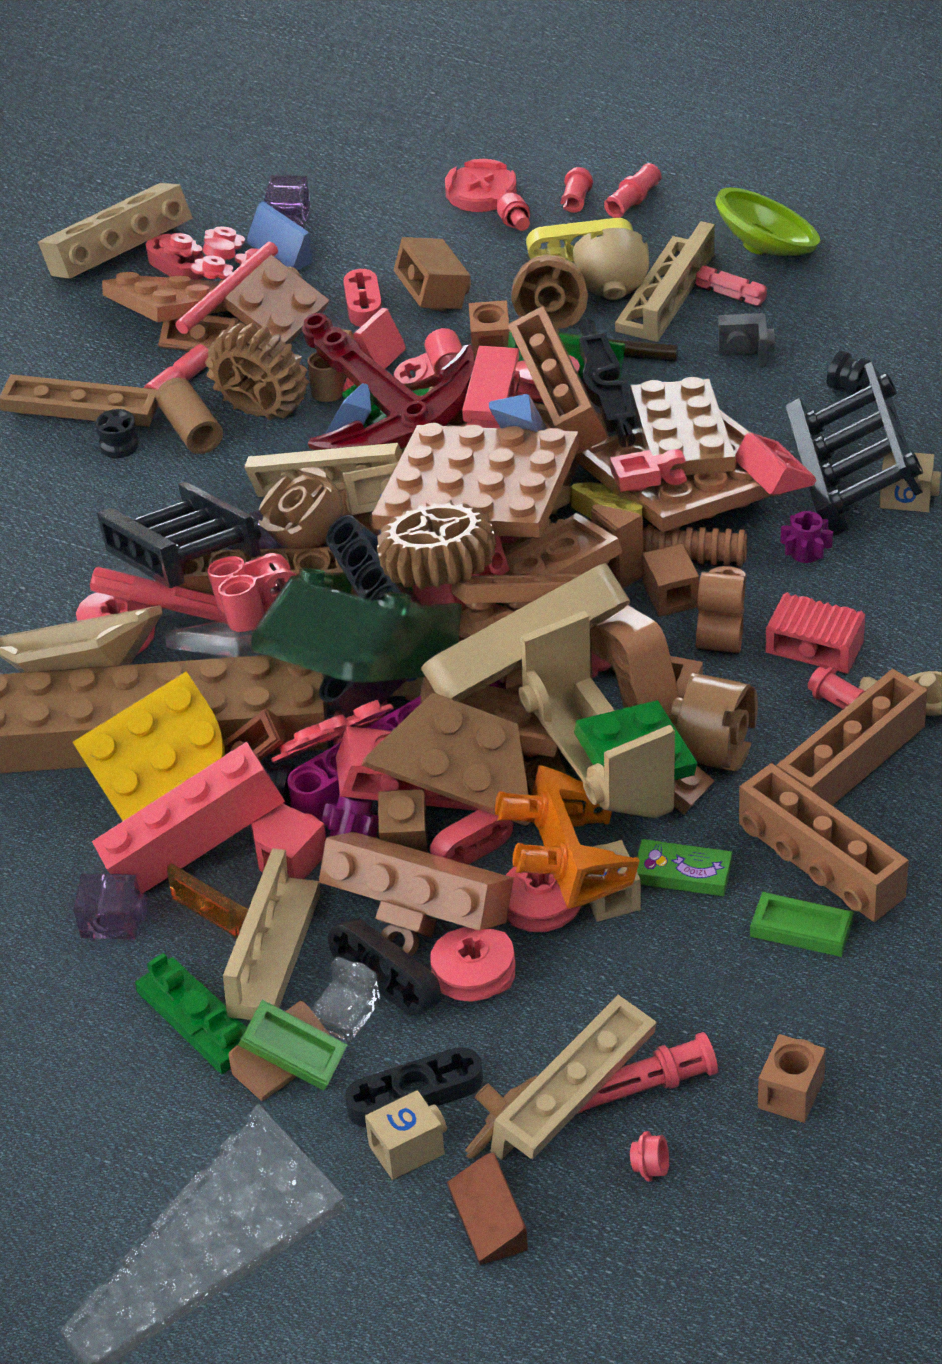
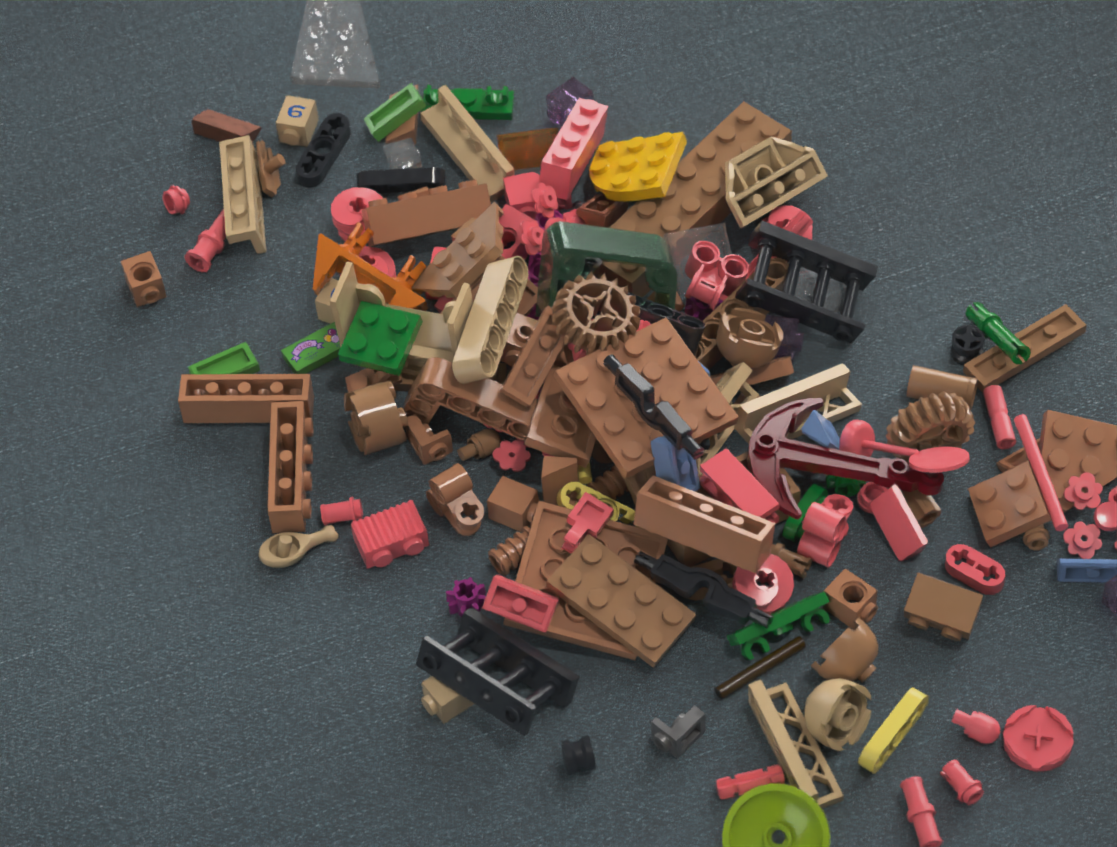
camera: 135 degrees right, 10 degrees up
(82, 420) = (994, 329): none -> green pin
(300, 315) = (859, 438): none -> coral piece
(500, 430) = (658, 416): none -> black piece

